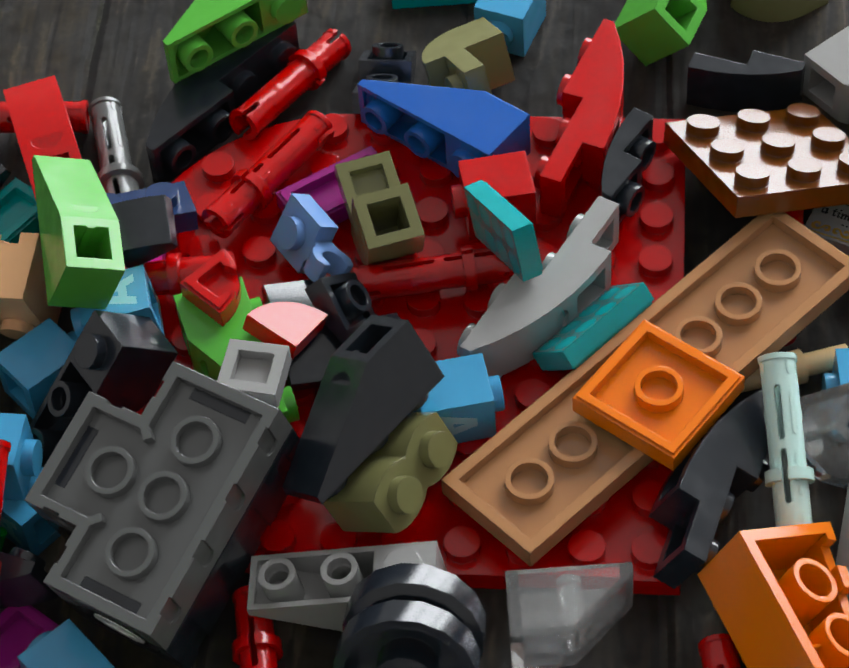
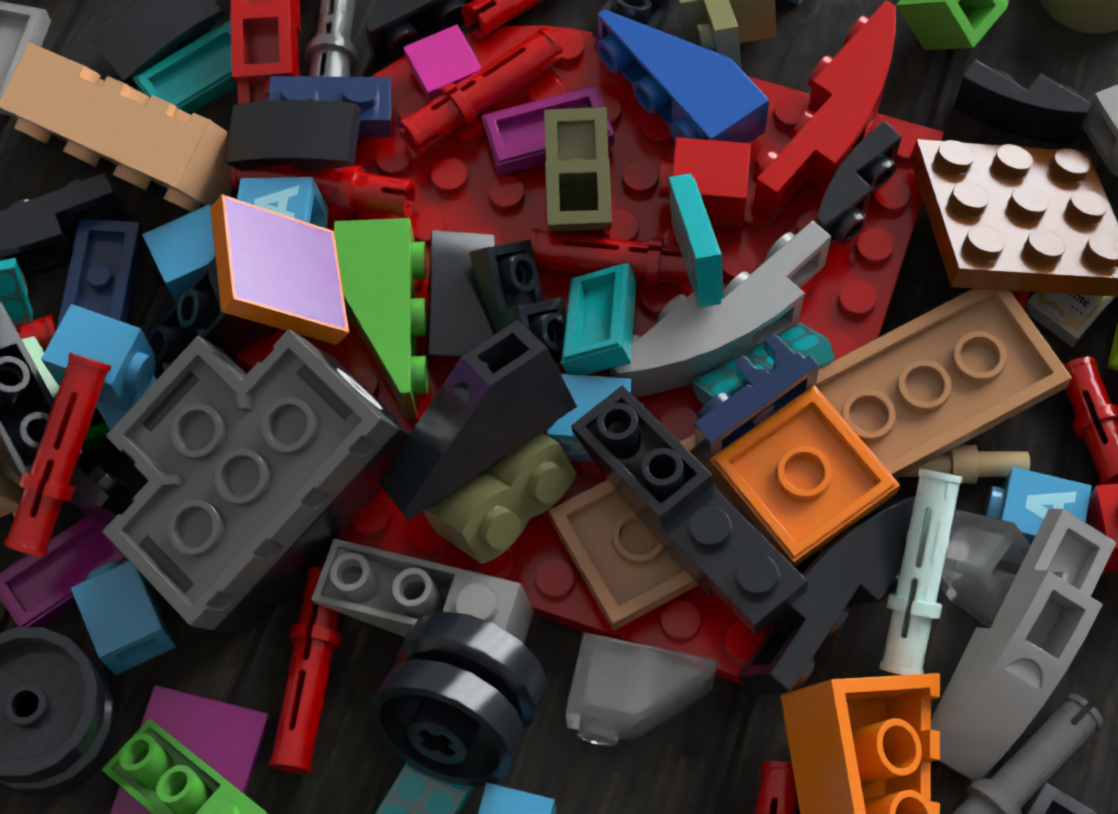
camera: 15 degrees right, 15 degrees up
(76, 233) = (247, 122): bright green slope -> none
(137, 330) = (278, 270): none -> tile
(214, 287) = (377, 226): red tile -> none
(222, 158) = (441, 60): none -> dark pink tile
(256, 369) = (383, 345): light grey plate -> none
(285, 324) = (436, 291): tile -> none
(306, 238) = (494, 184): medium blue plate -> none
(439, 316) = (600, 320): none -> teal tile
(561, 441) = (686, 512): none -> black slope
(597, 338) = (763, 394): none -> dark blue plate

